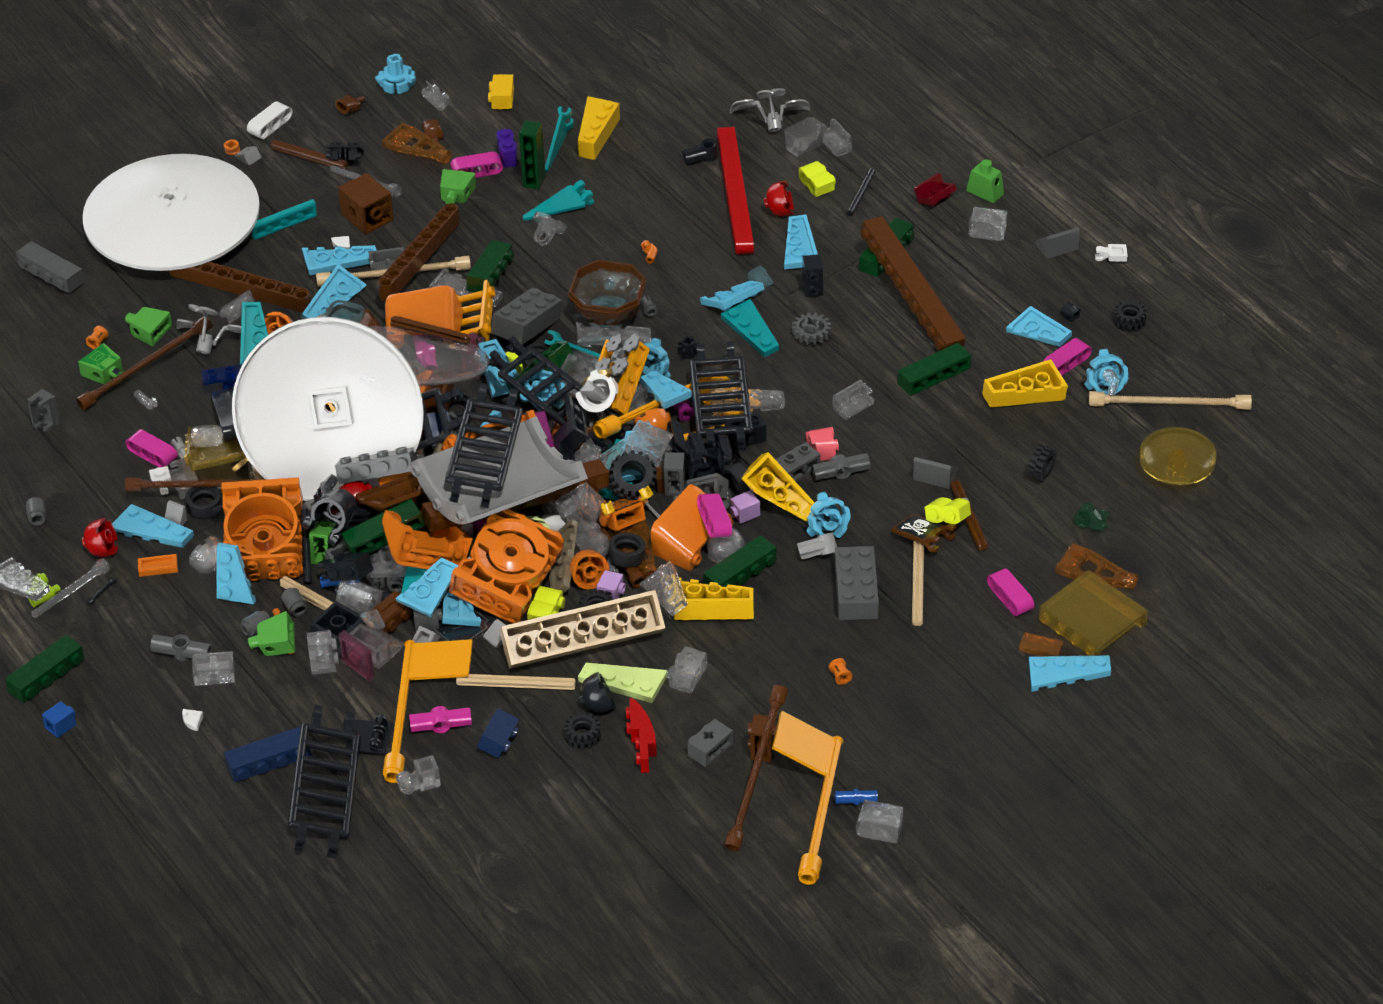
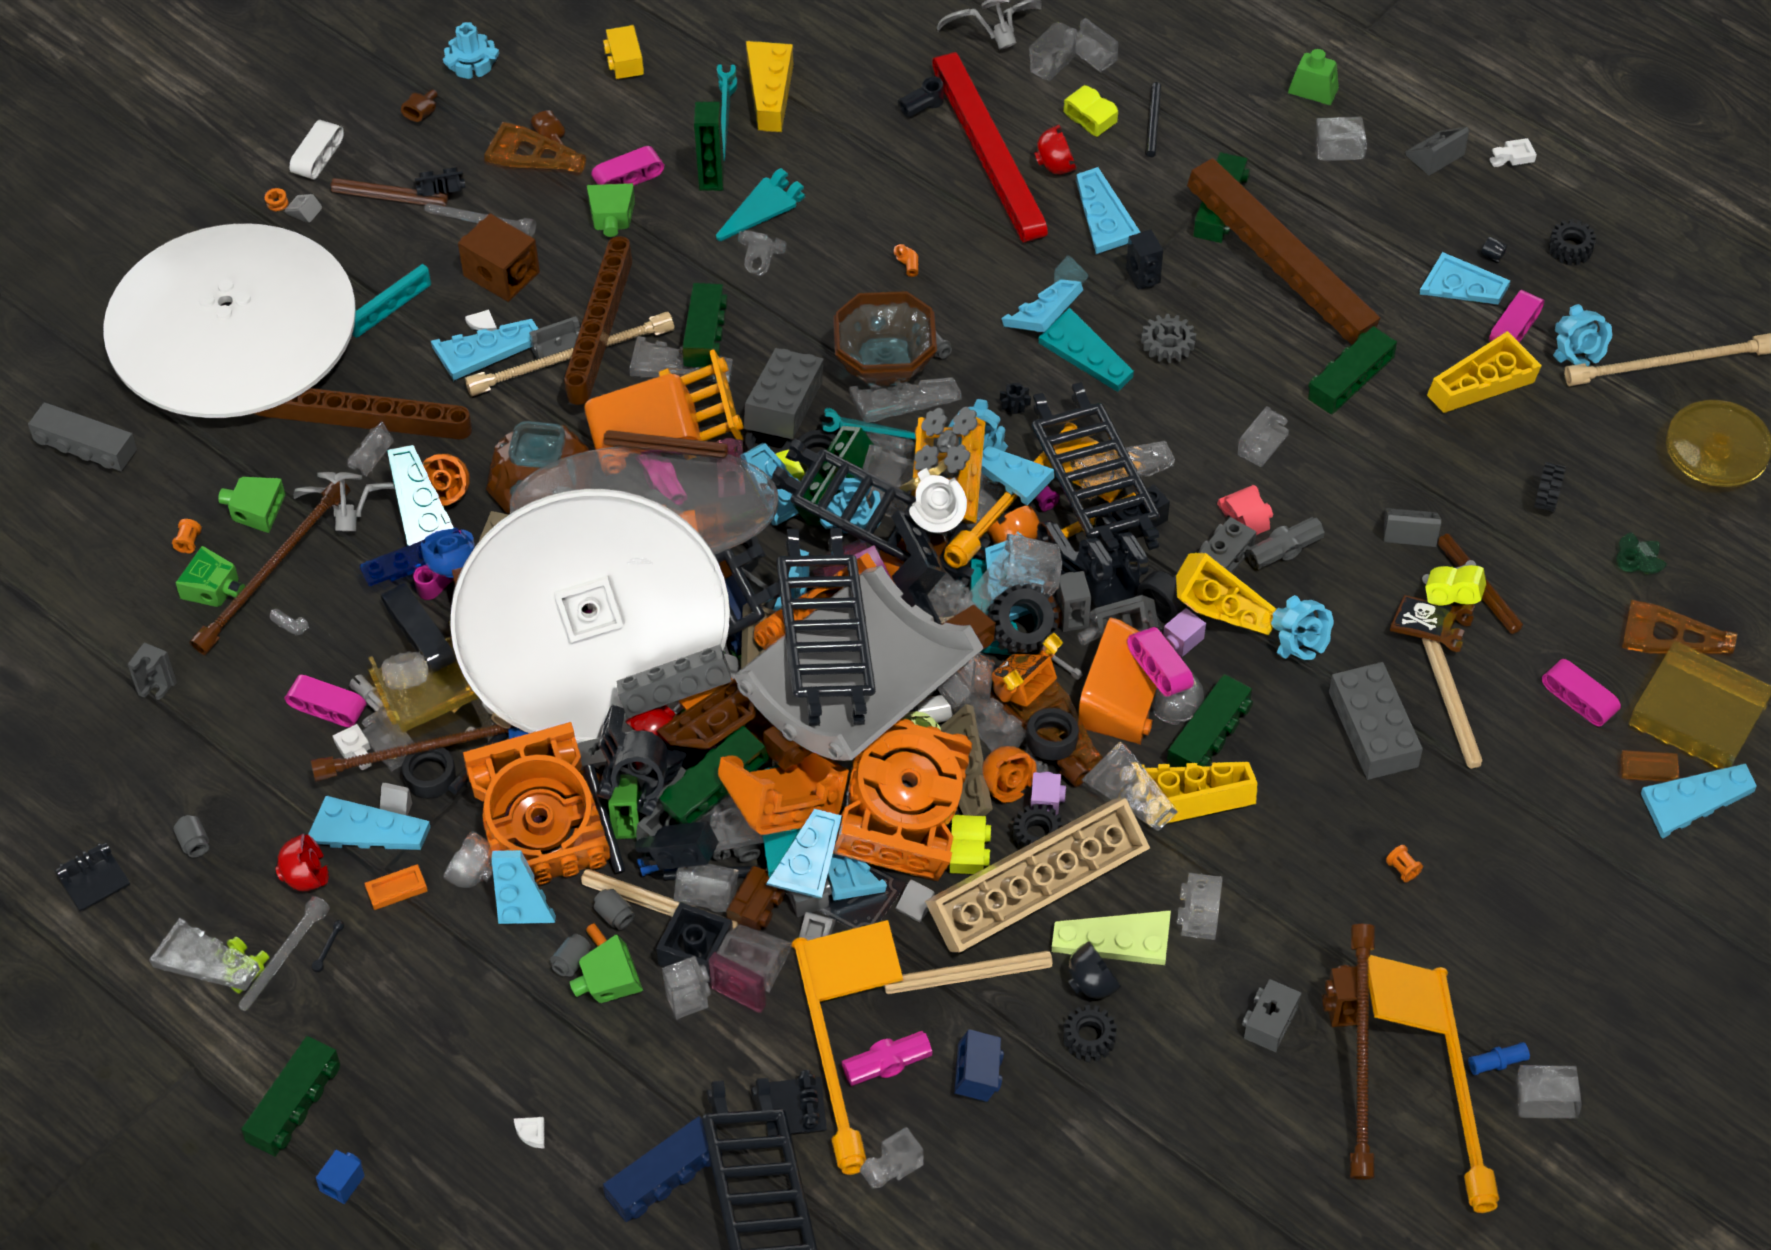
camera: 15 degrees left, 10 degrees up
(179, 646) = (460, 1018): dark grey piece -> none
(213, 668) = (538, 1045): clear brick -> none
(338, 286) = (499, 406): medium azure wing -> none
(373, 619) = (743, 920): clear tile -> none
(441, 99) = (542, 77): clear hinge -> none
(507, 148) = (661, 136): dark purple brick -> none
(593, 391) = (933, 503): light grey slope -> none
(641, 733) = (1174, 1016): red slope -> none
(822, 545) = (1308, 671): light grey piece -> none
(933, 190) = (1251, 102): dark red bracket -> none
(1113, 381) = (1596, 347): clear arm -> none

